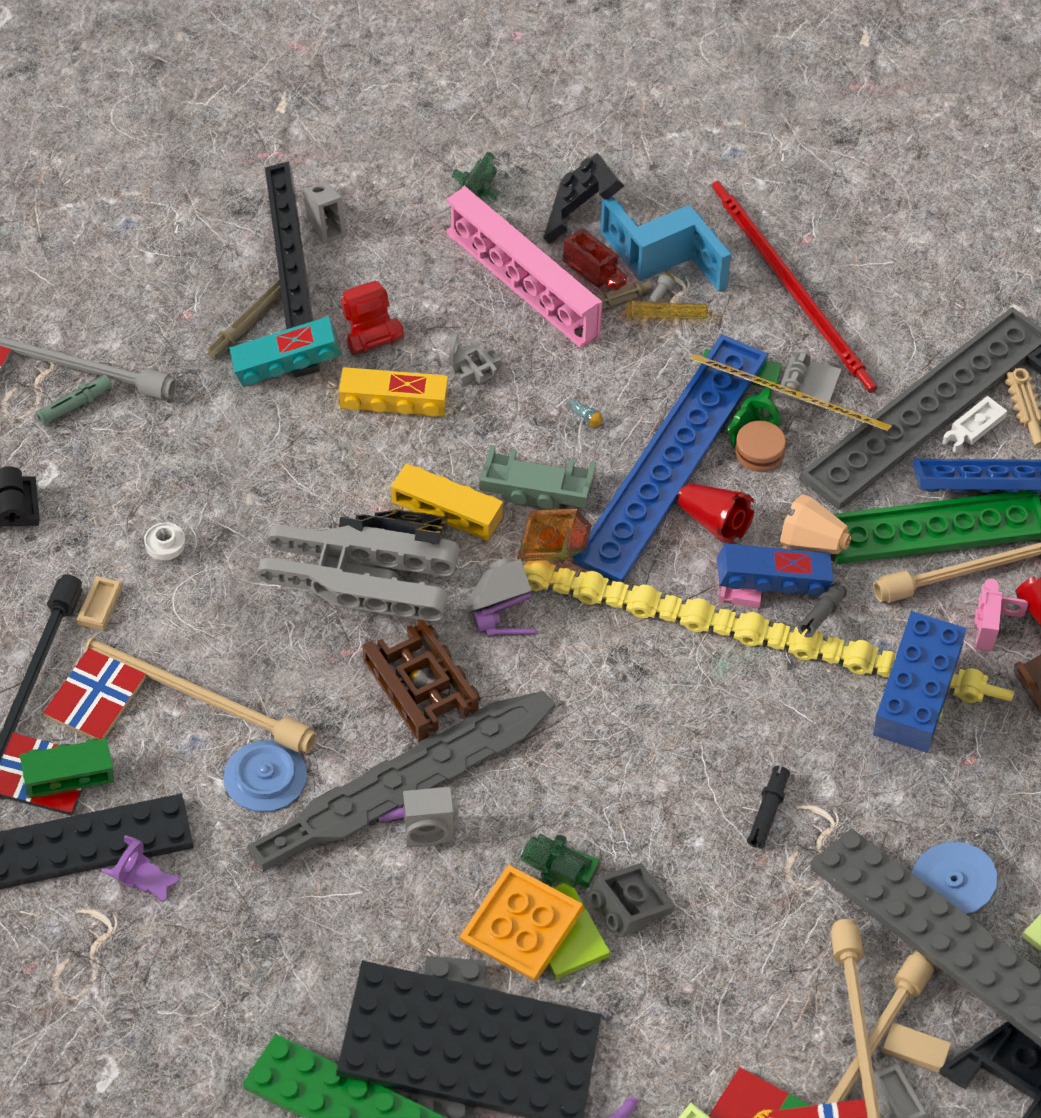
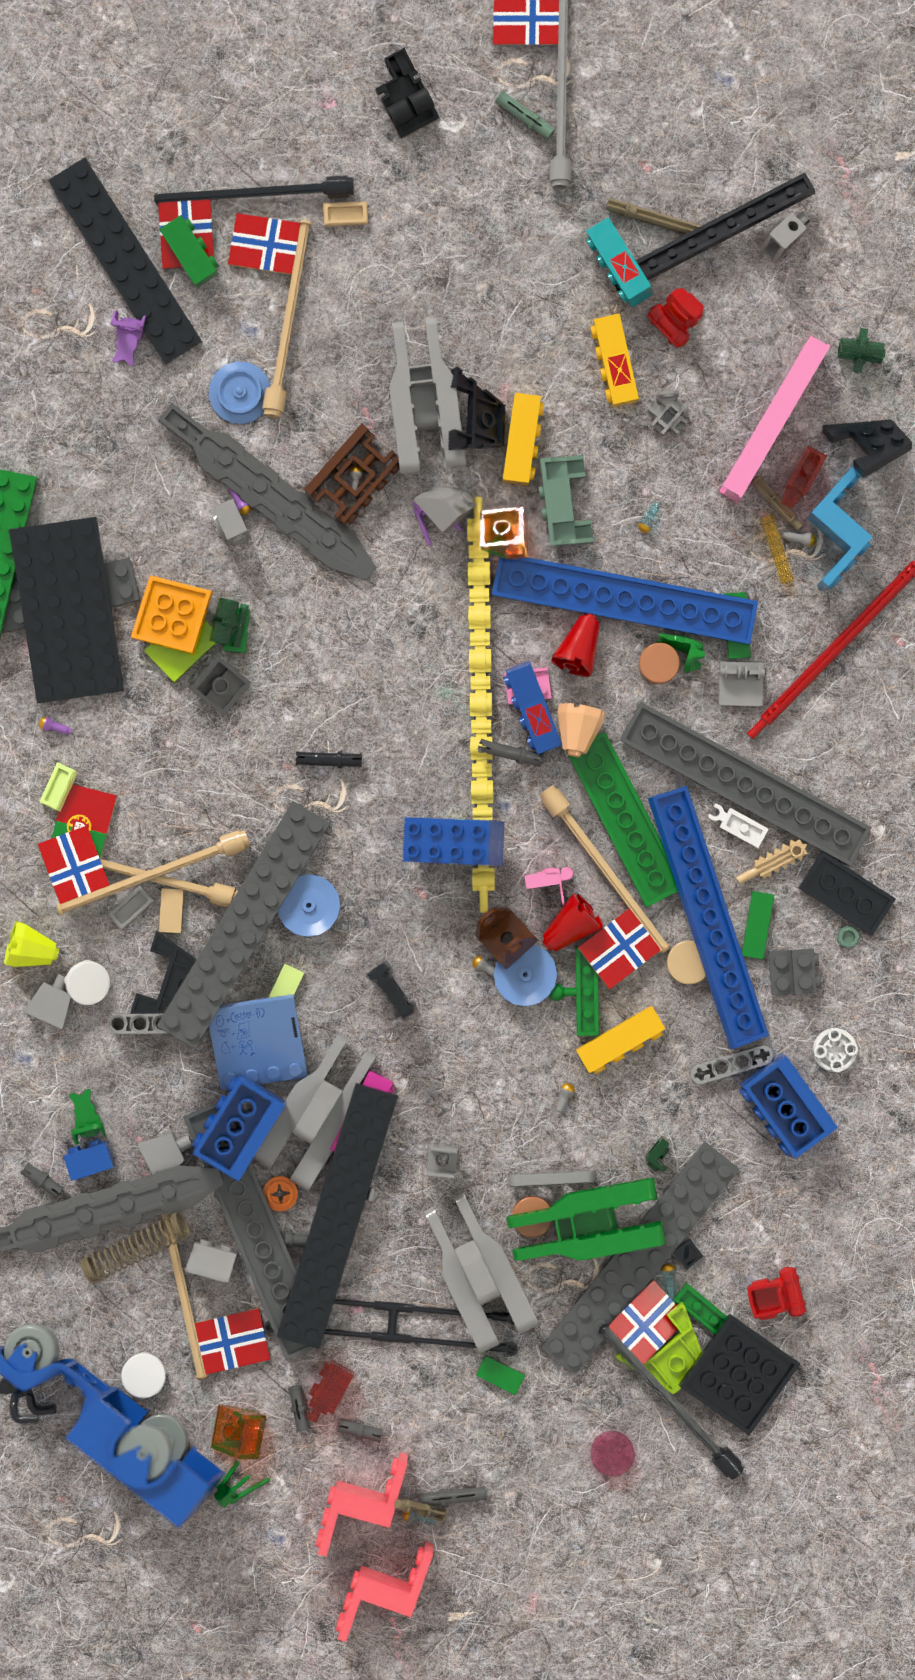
camera: 75 degrees right, 35 degrees up
(164, 541) = (412, 240): white plate -> none
(805, 397) = (710, 672): yellow sticker -> none

